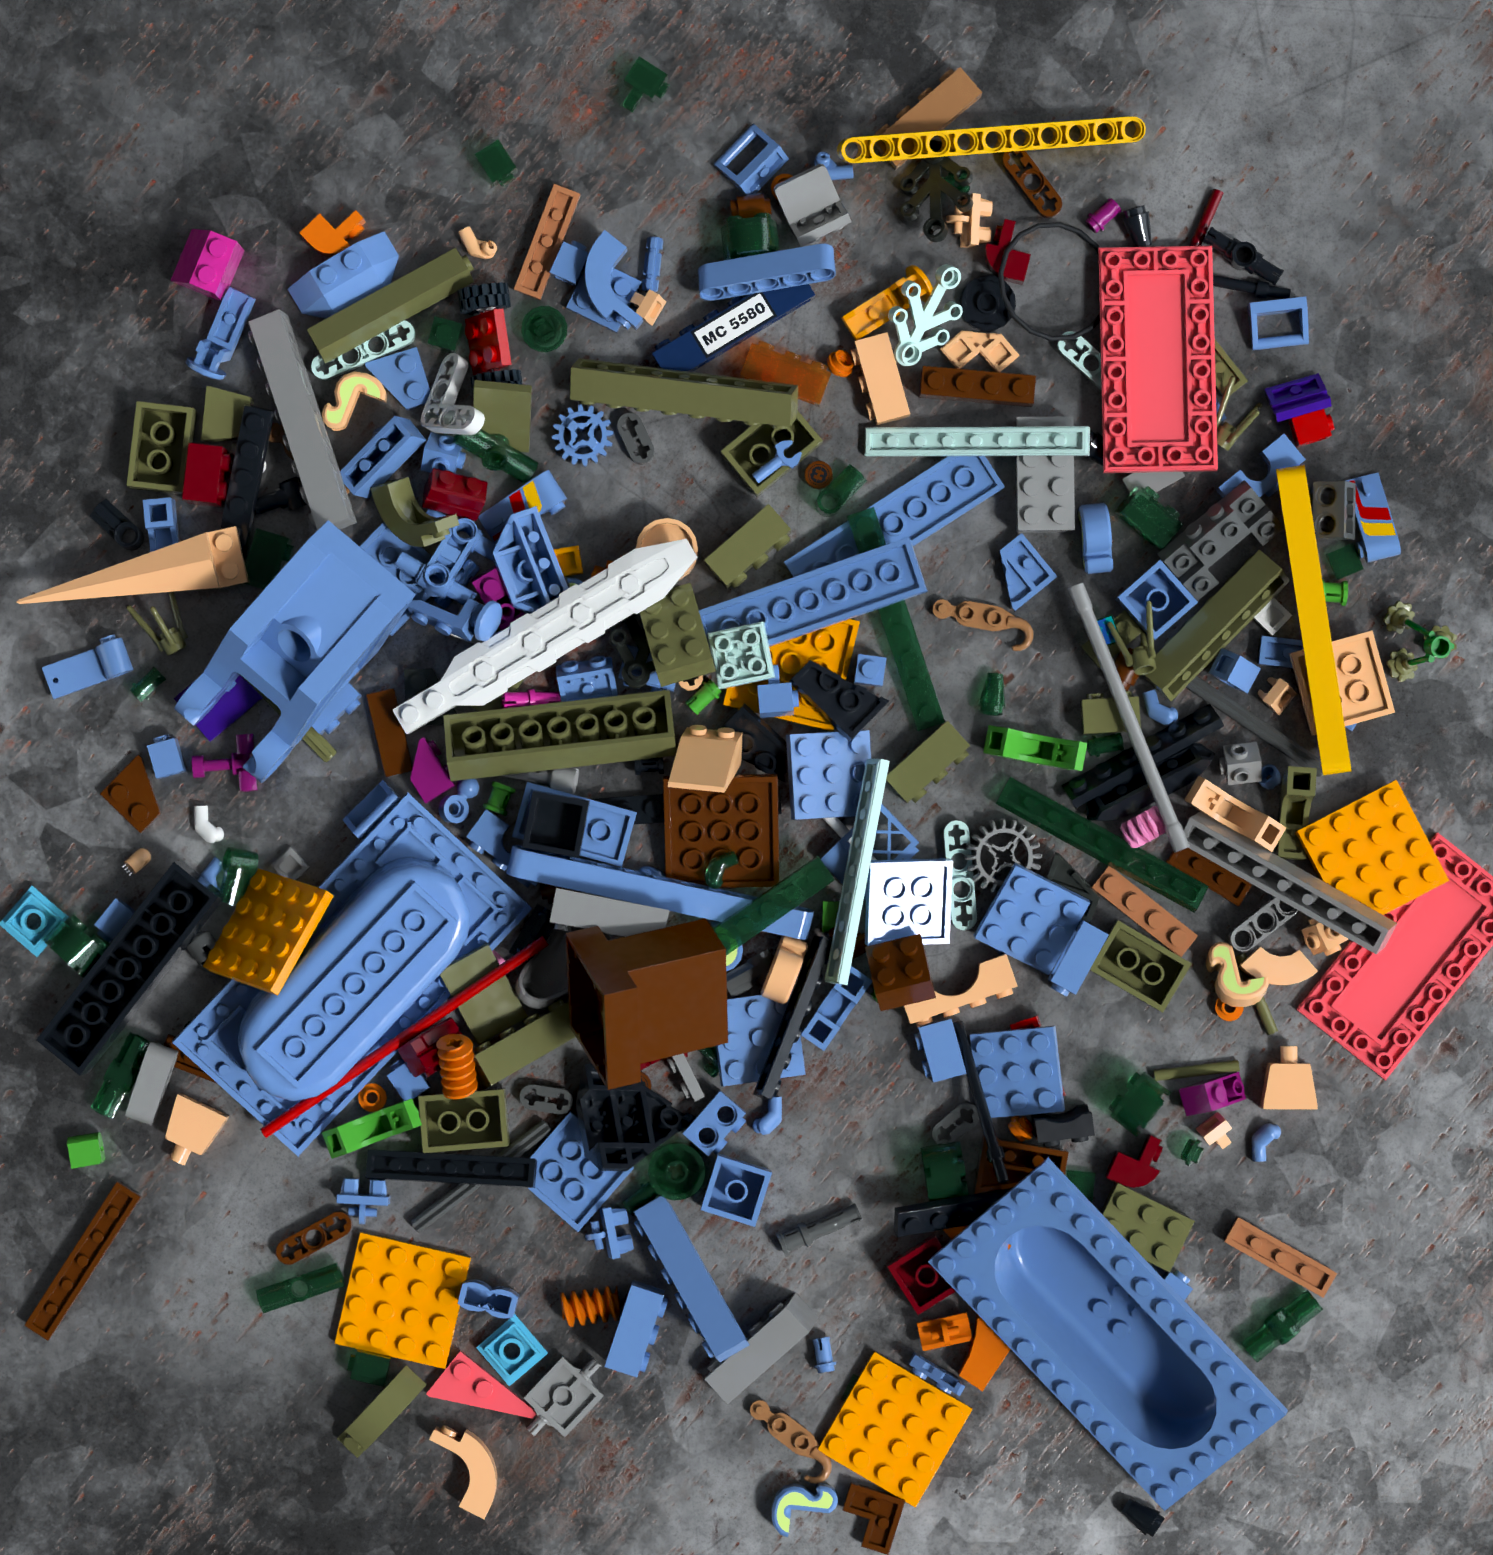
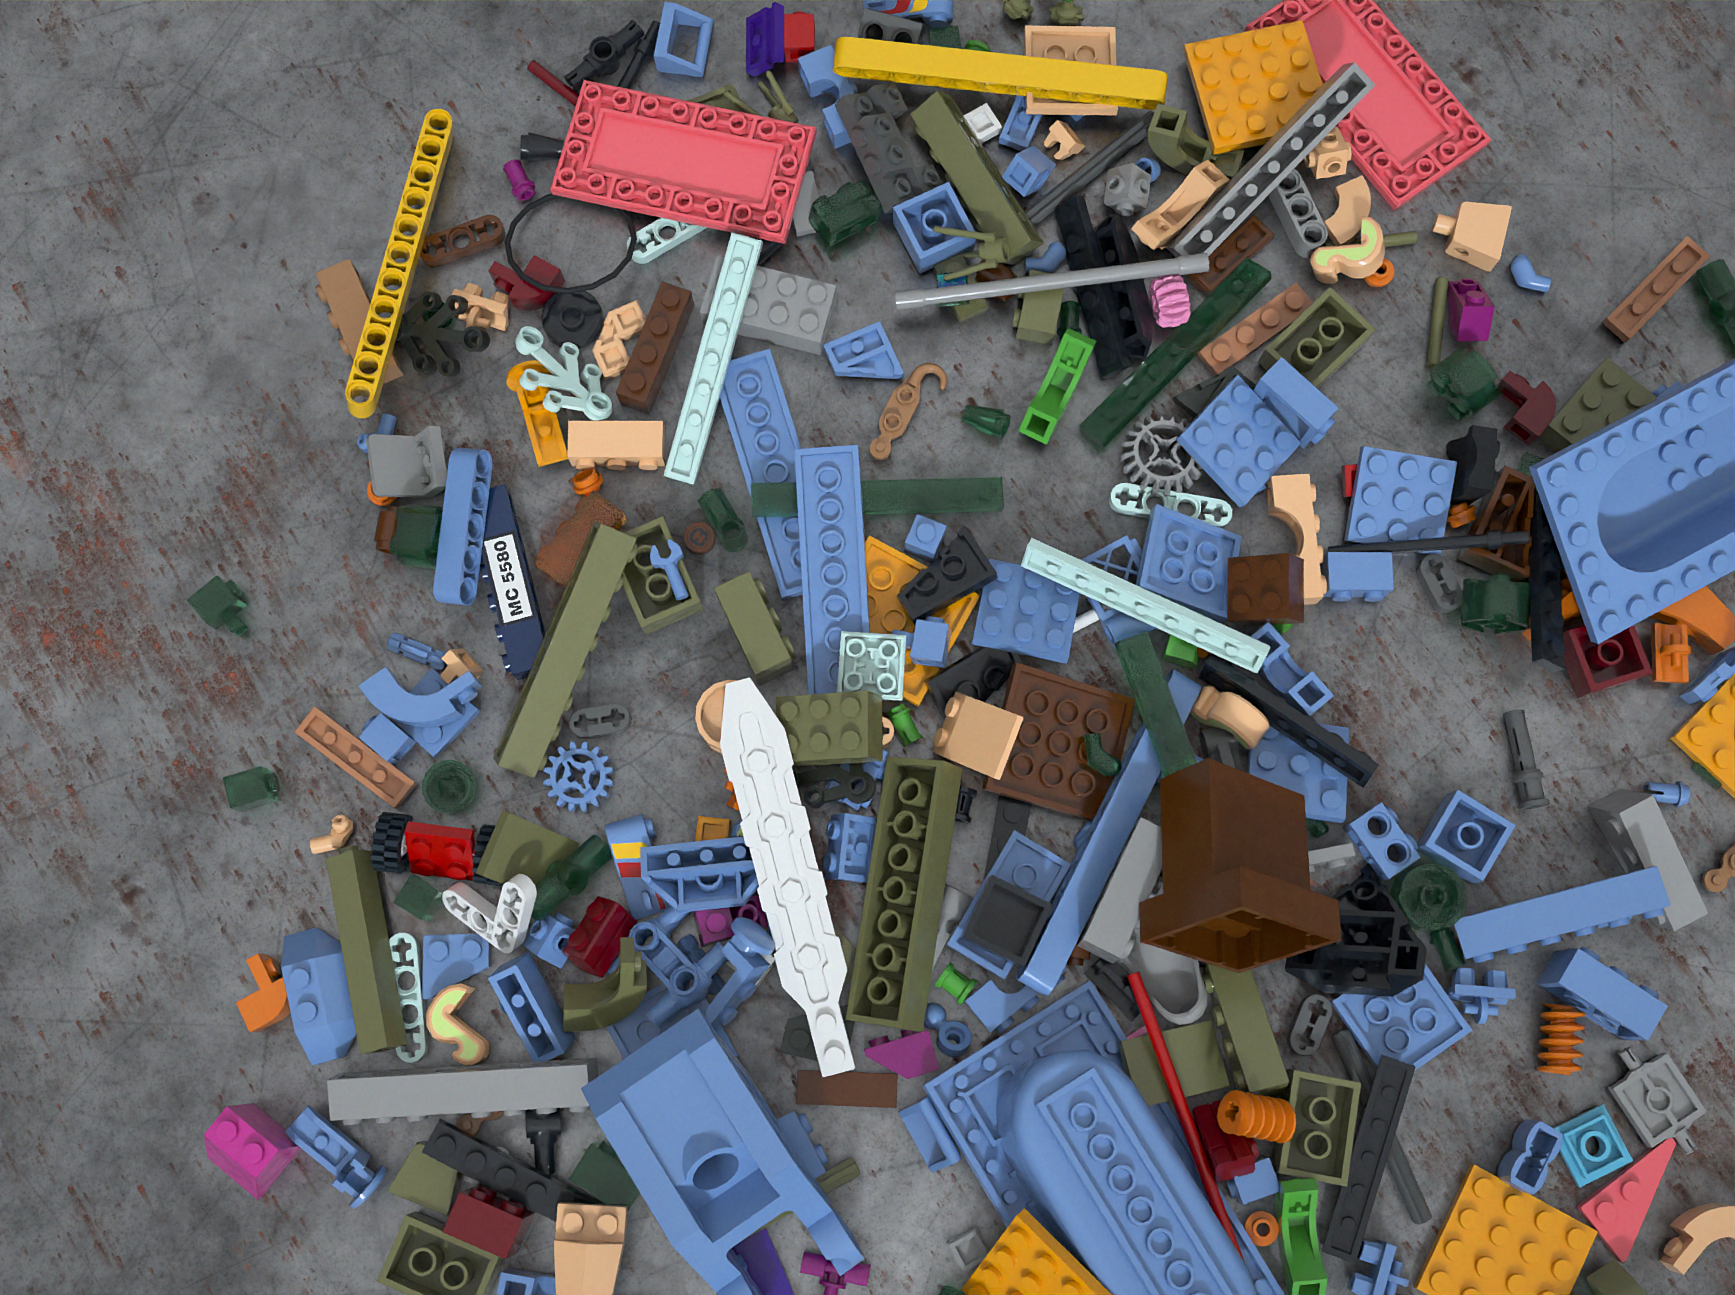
camera: 75 degrees left, 10 degrees down
(529, 698) = (852, 917): dark pink pin -> none
(760, 169) = (353, 509): medium blue tile -> none
(772, 1119) = (1391, 779): medium blue arm -> none
(928, 763) = (1040, 503): olive brick -> none
(1096, 538) = (851, 269): medium blue animal -> none
(1192, 1152) = (1525, 347): clear green plate -> none
(1215, 1130) = (1508, 318): light nougat tile -> none

